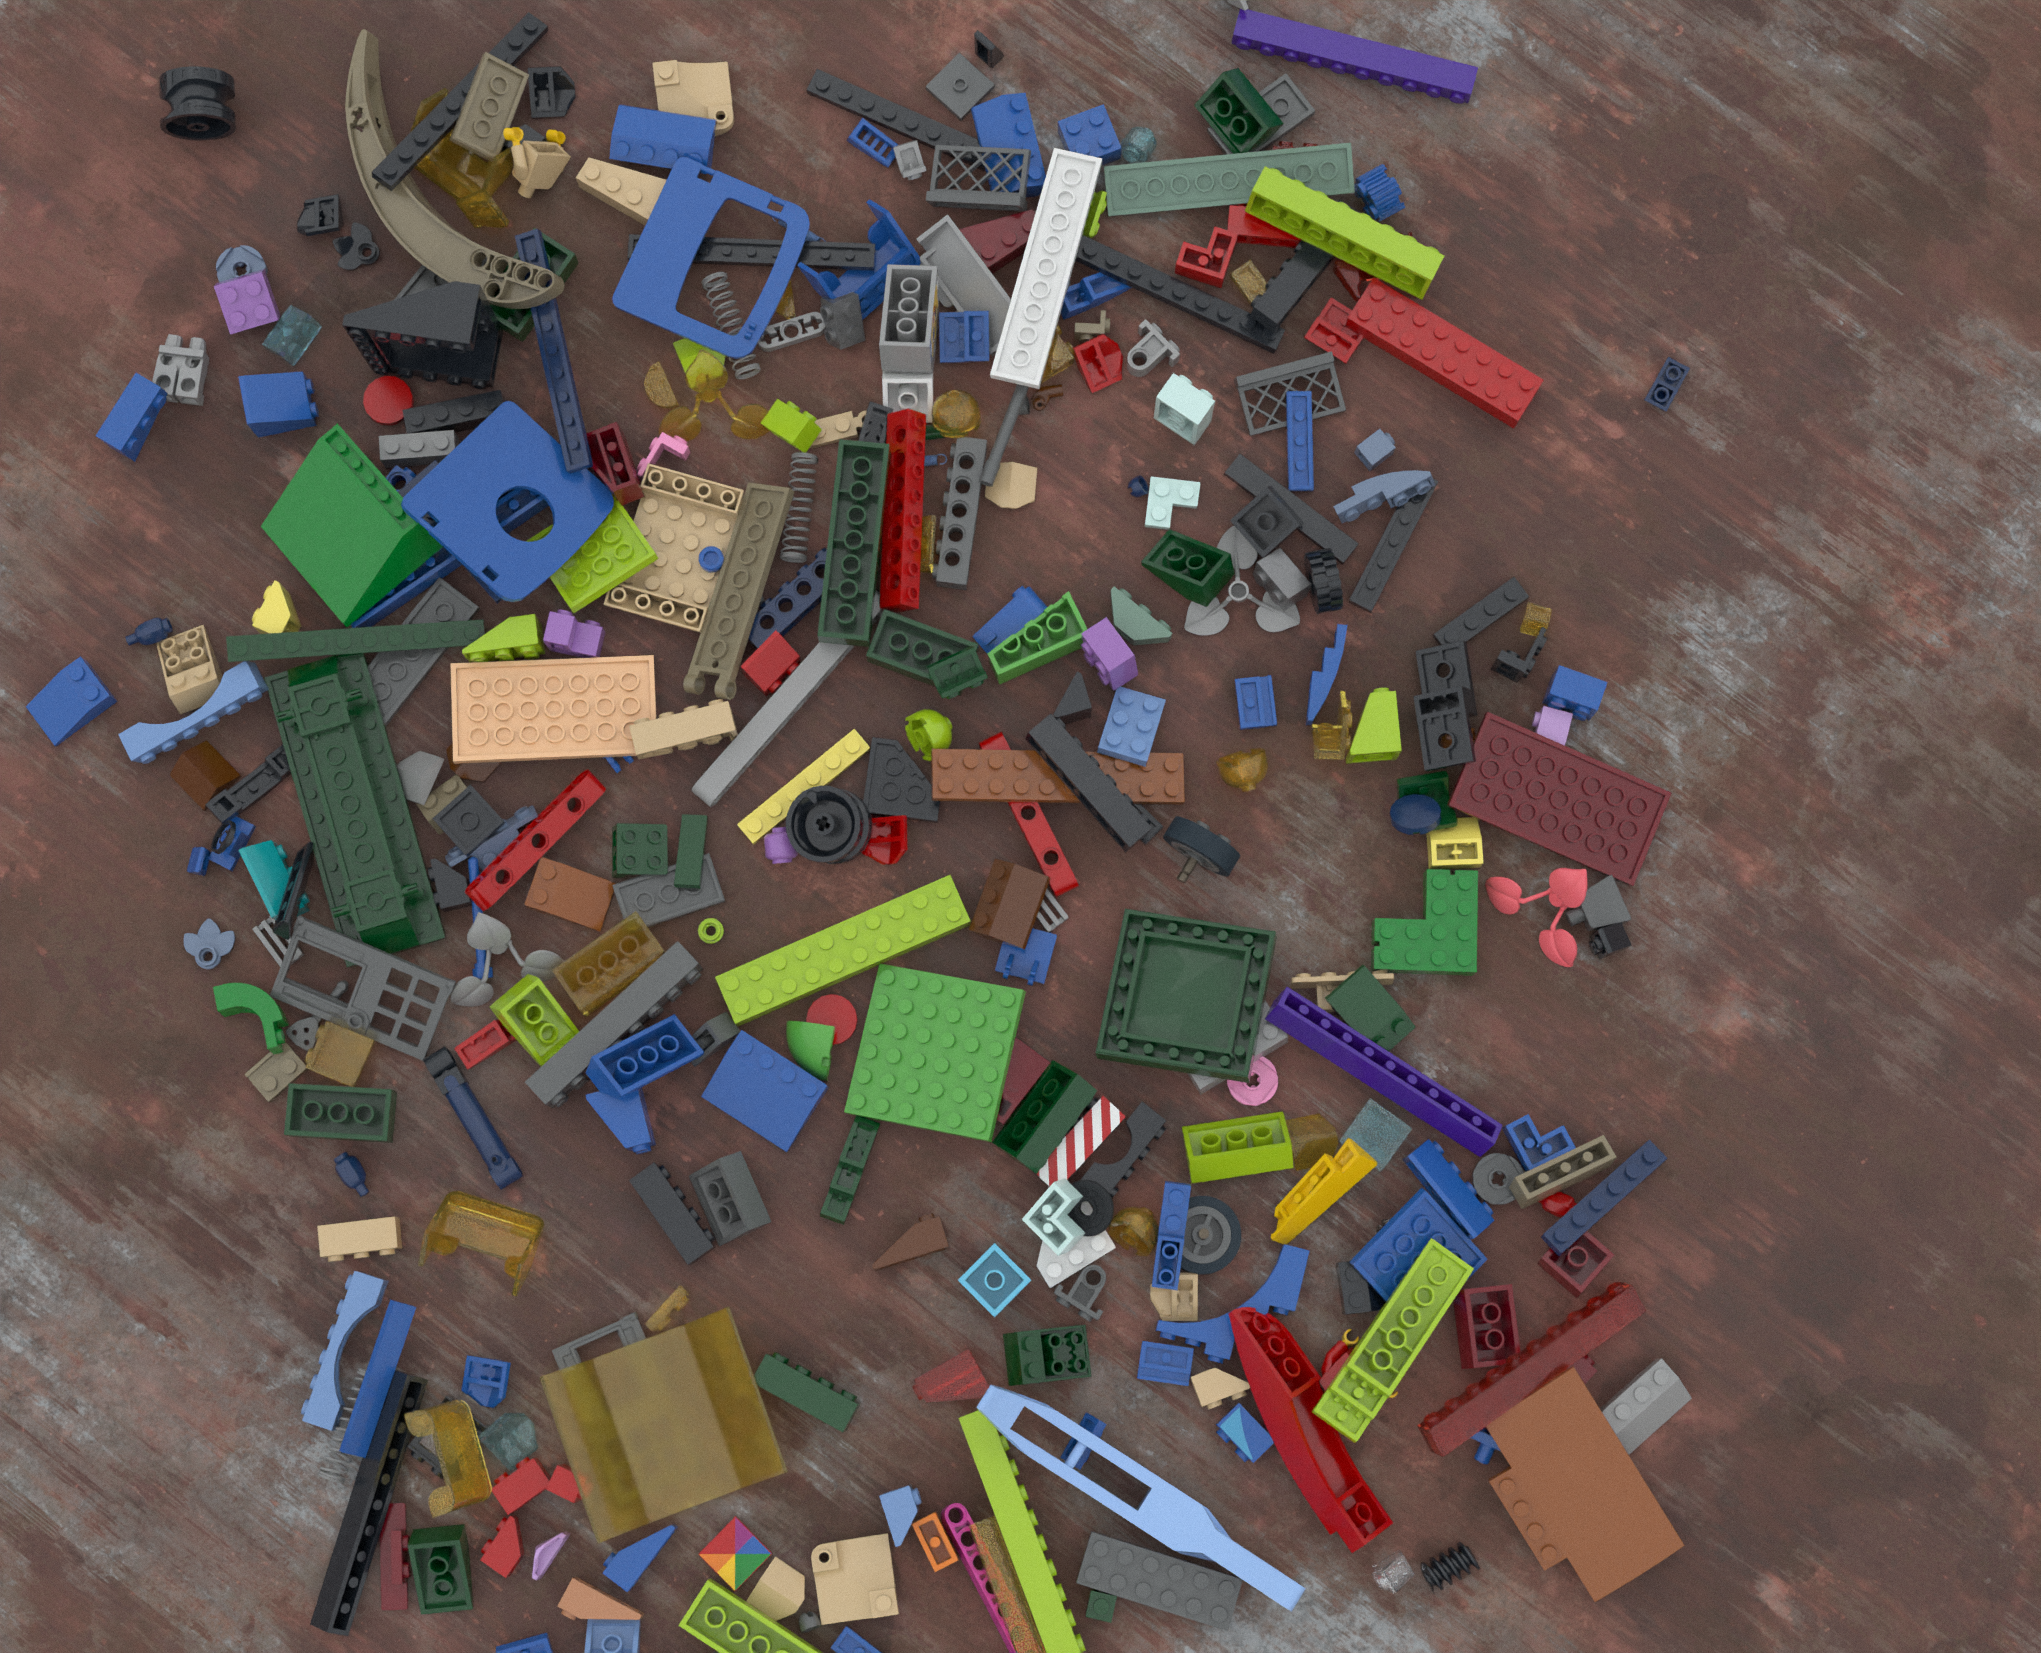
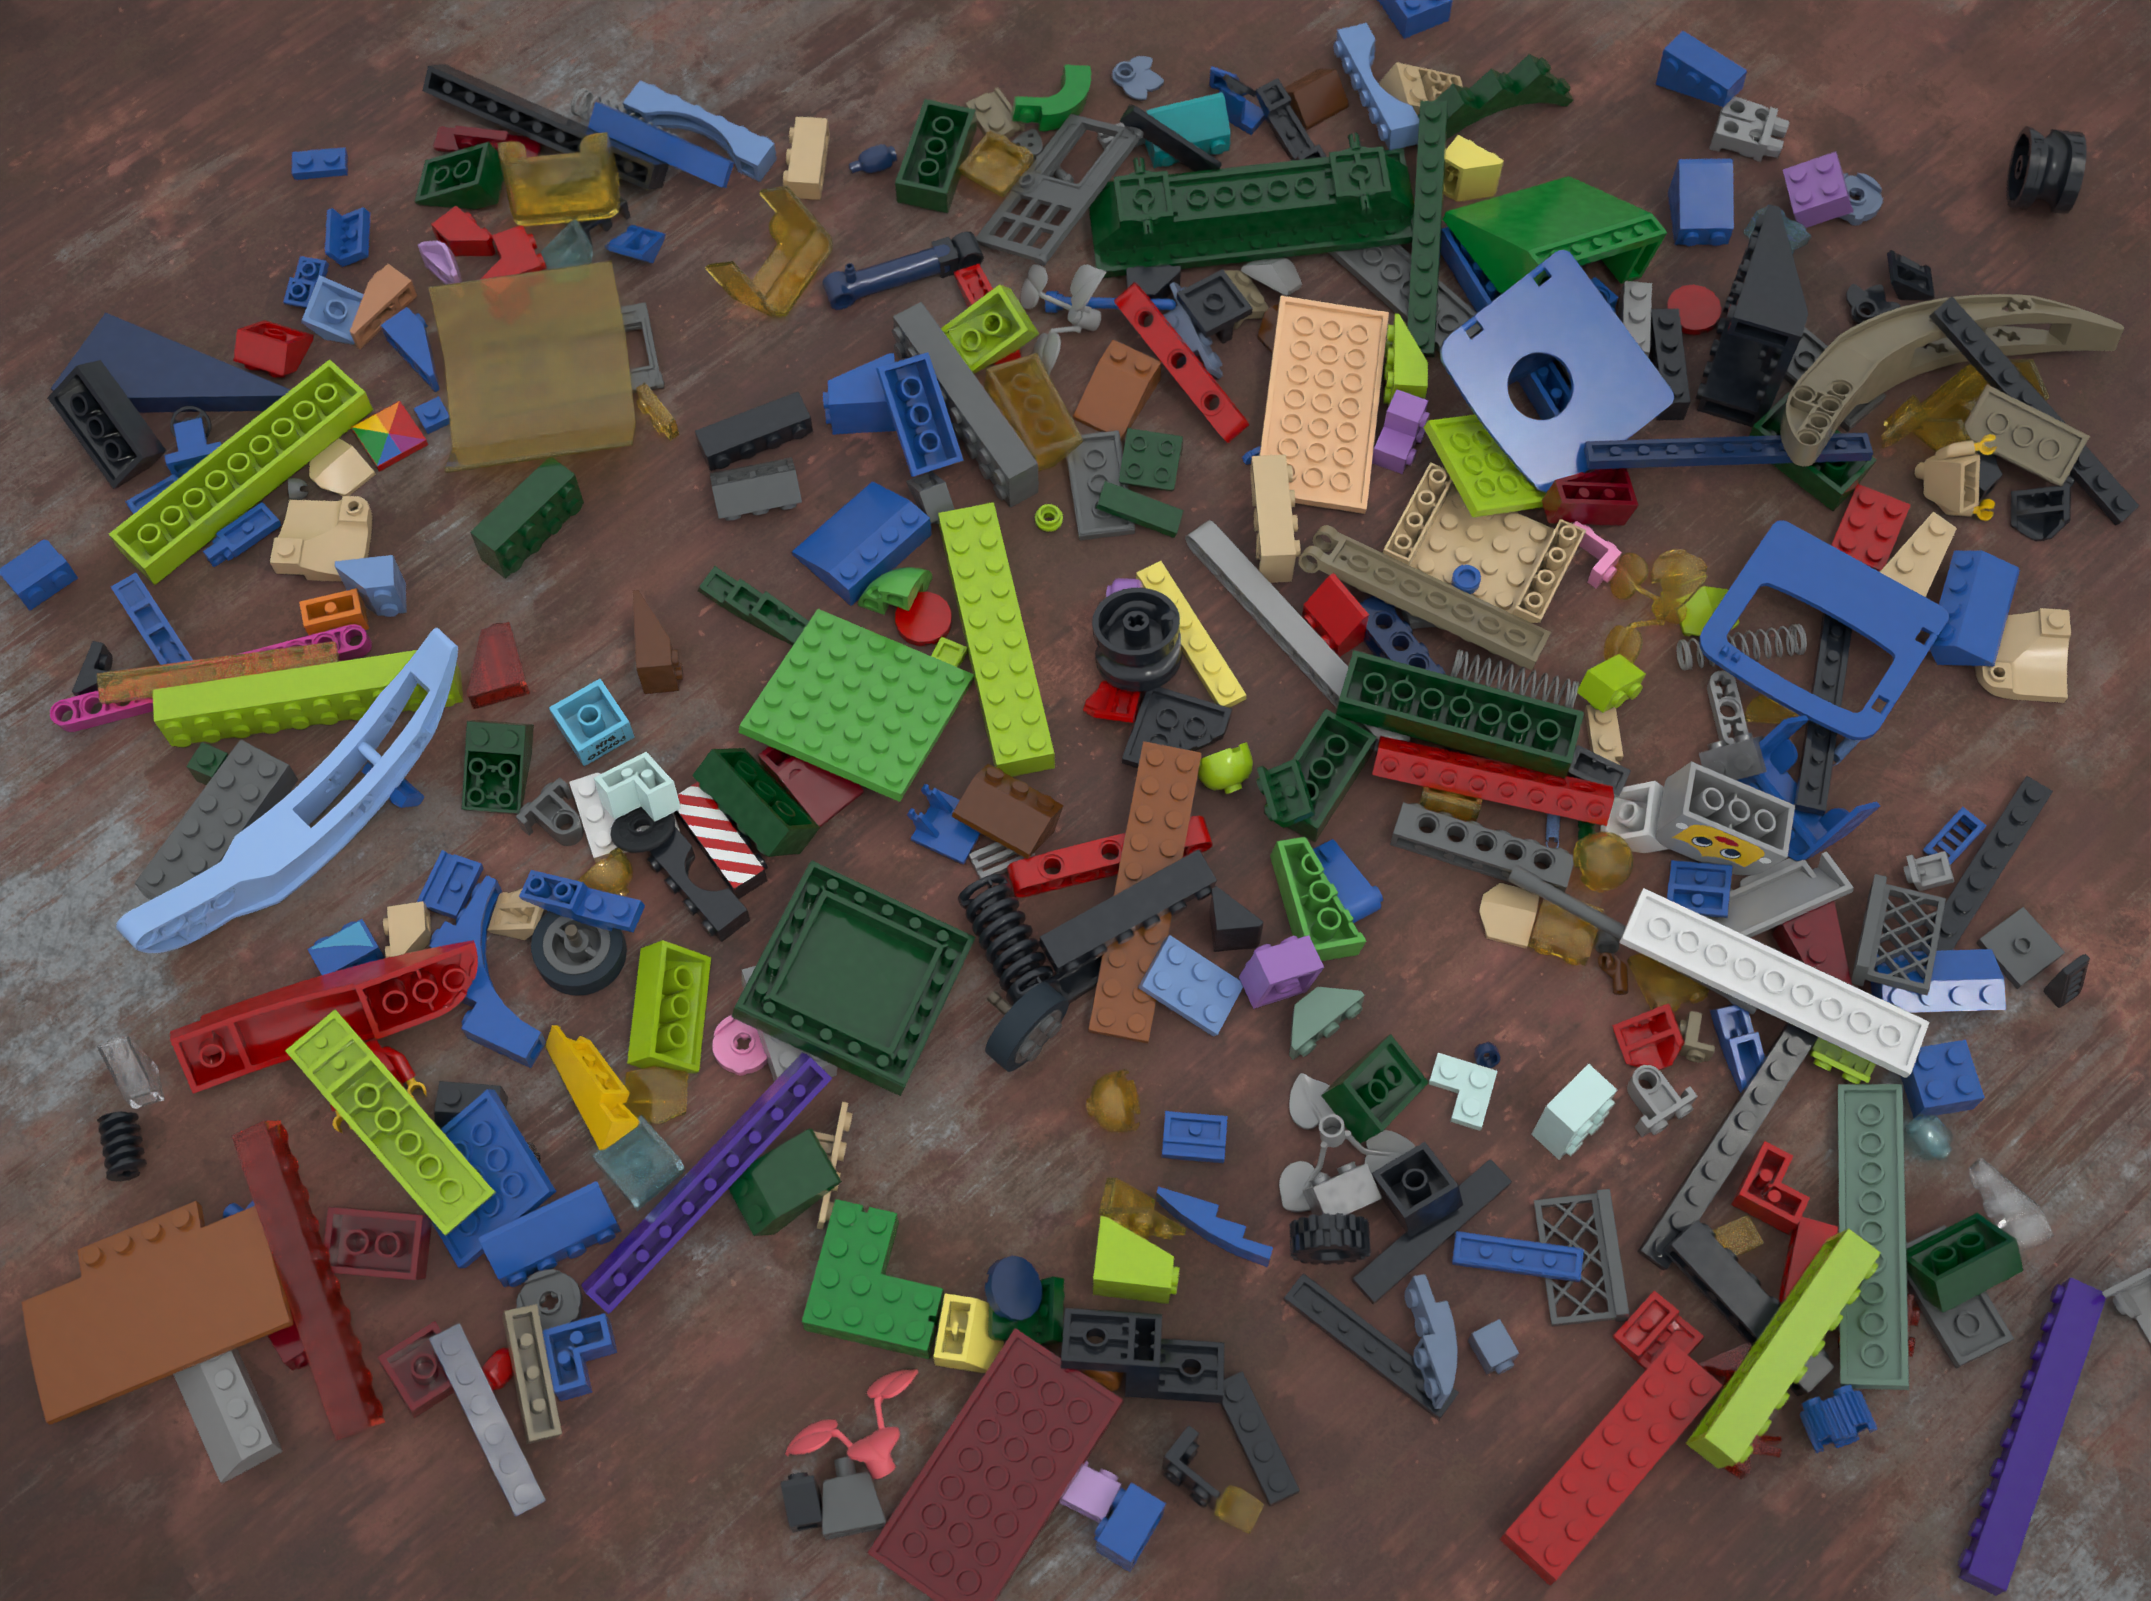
camera: 100 degrees right, 15 degrees down
(150, 632) = (1469, 67): dark blue plant -> none
(191, 598) = (1496, 91): none -> dark green arch
(592, 231) = (1870, 526): none -> red plate
(705, 1519) = (432, 415): none -> blue plate
(861, 990) = (950, 652): none -> lime tile
(1024, 440) = (1563, 934): none -> clear yellow plate
(1155, 842) = (1011, 936): none -> black piece
(1189, 76) = (2010, 1207): none -> clear slope

